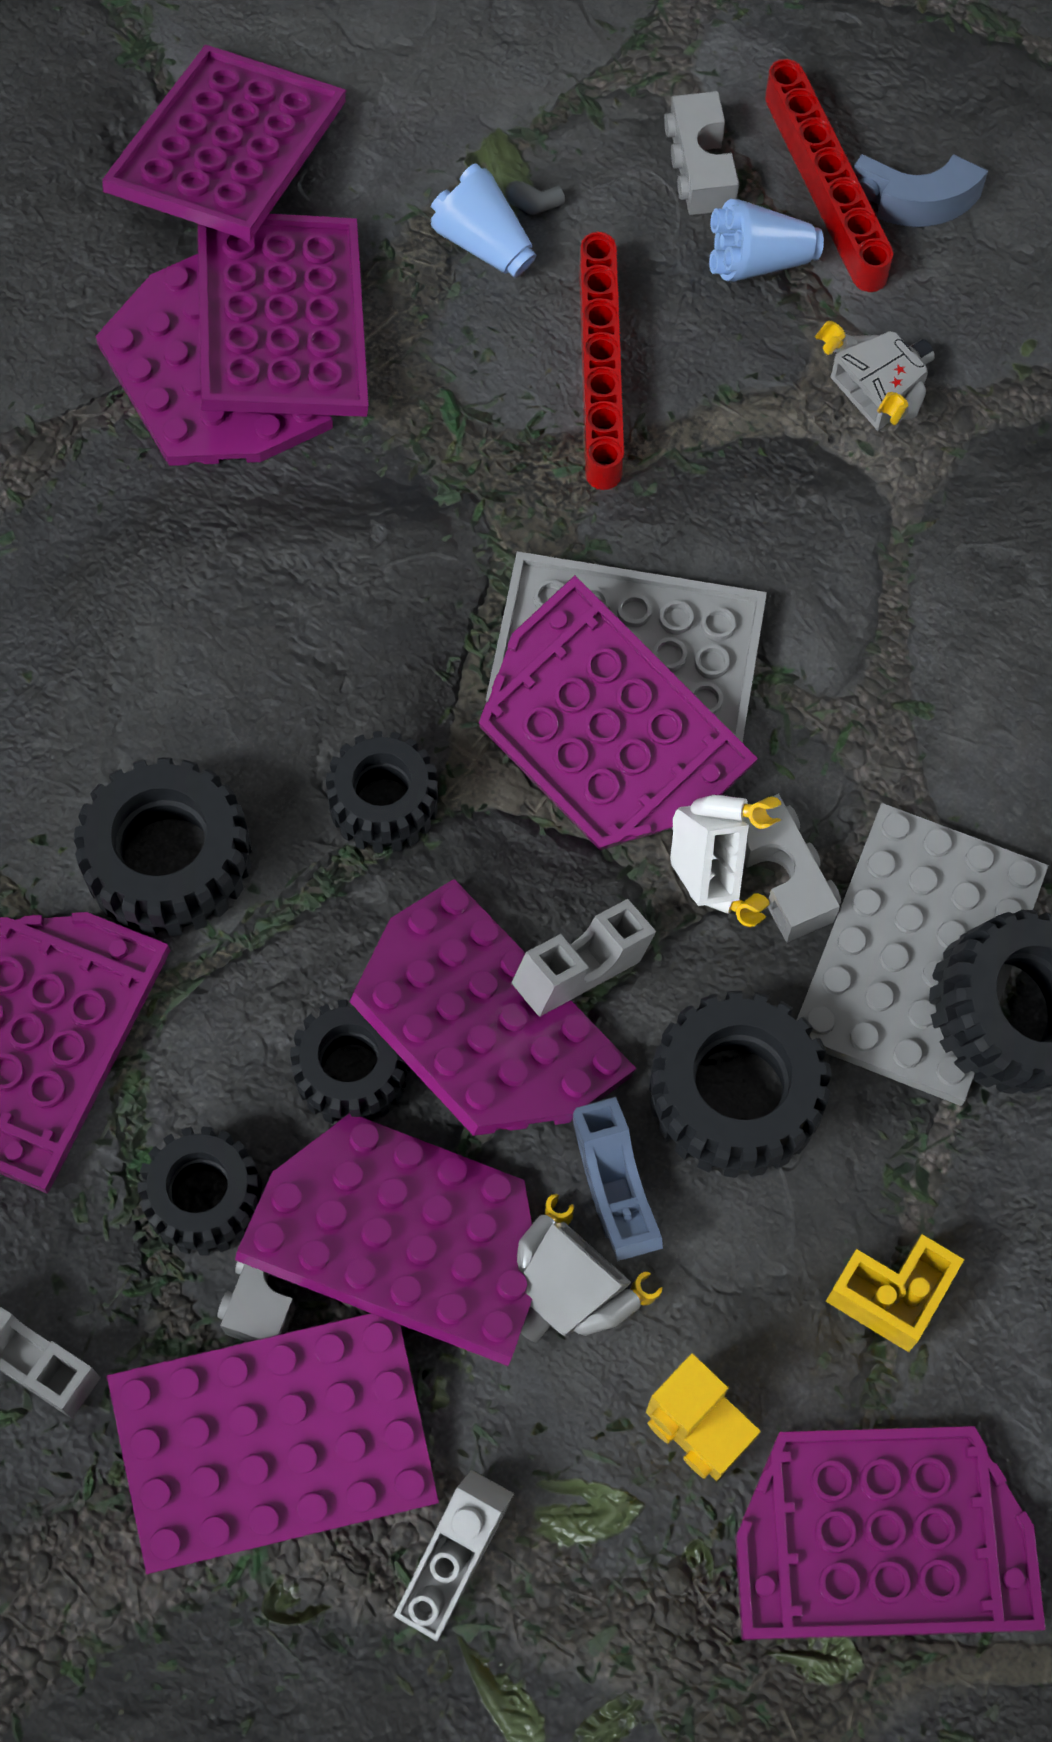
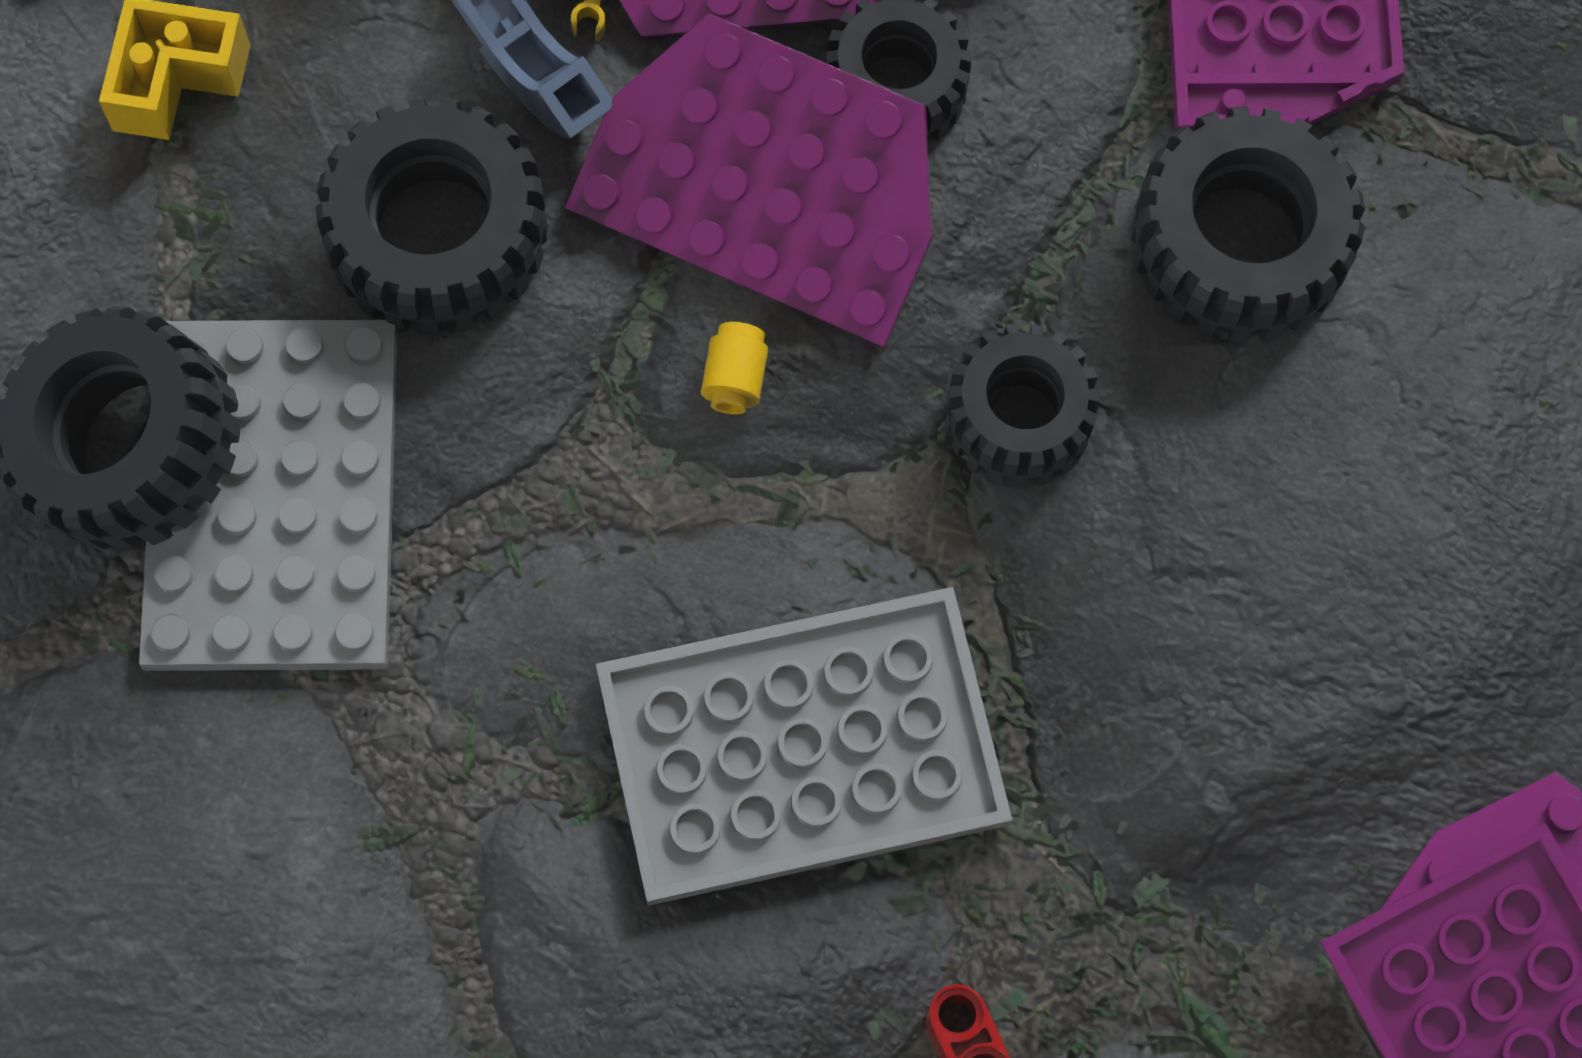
camera: 155 degrees right, 5 degrees up
(563, 971) = (668, 299): light grey arch -> none
(564, 900) = (735, 368): none -> yellow brick
(605, 722) = (780, 605): magenta plate -> none
(711, 852) = (572, 482): white torso -> none
(807, 898) = (513, 557): light grey arch -> none

